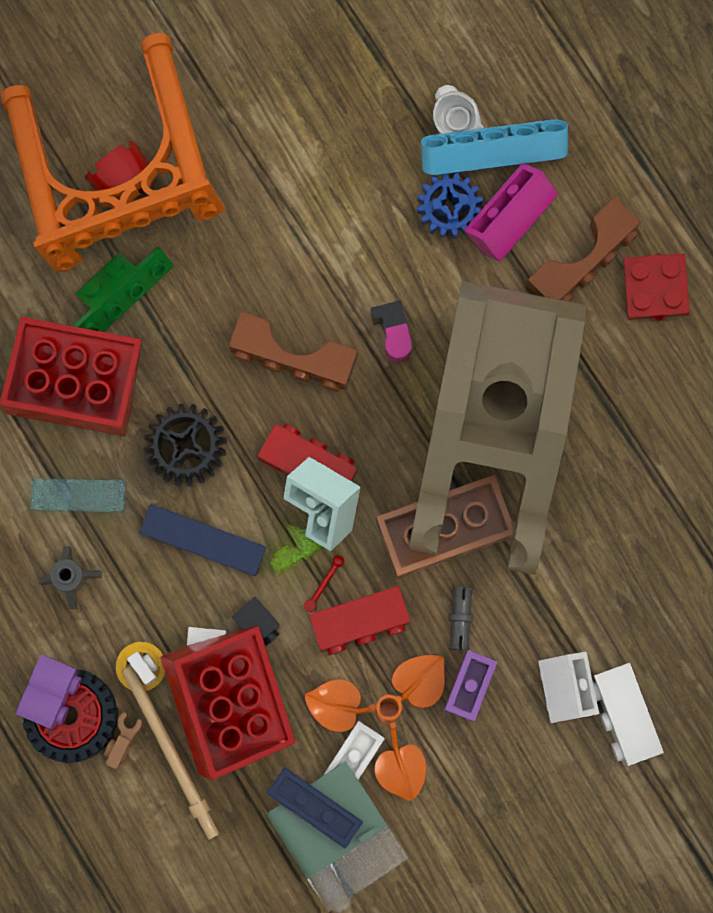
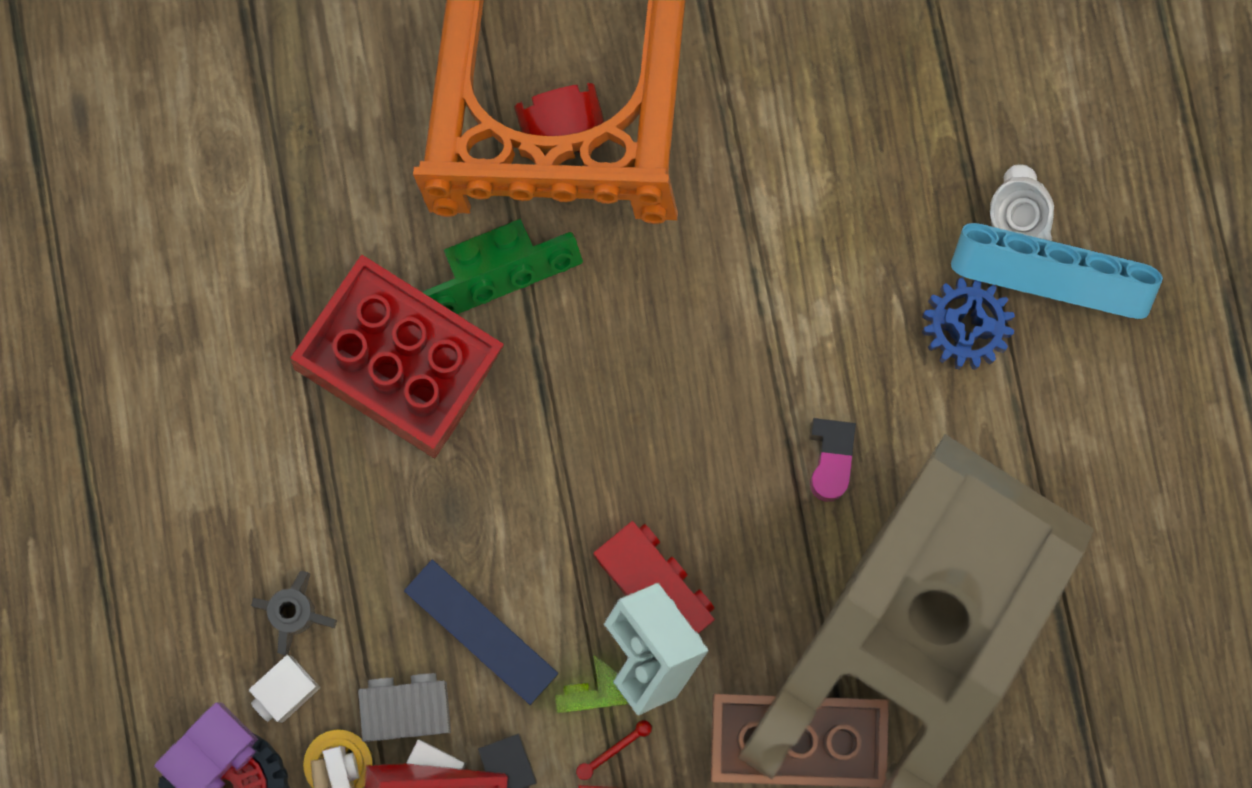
camera: 20 degrees right, 0 degrees up
(78, 495) = (345, 511): clear light blue tile -> none
(83, 631) = (283, 690): none -> white brick
(171, 612) = (404, 709): none -> light grey brick
(191, 432) = (490, 514): black gear -> none
(329, 364) = (732, 470): dark orange arch -> none
(511, 212) = (1044, 364): dark pink brick -> none
(610, 228) = (1164, 436): dark orange arch -> none
(656, 286) = (1195, 534): red plate -> none

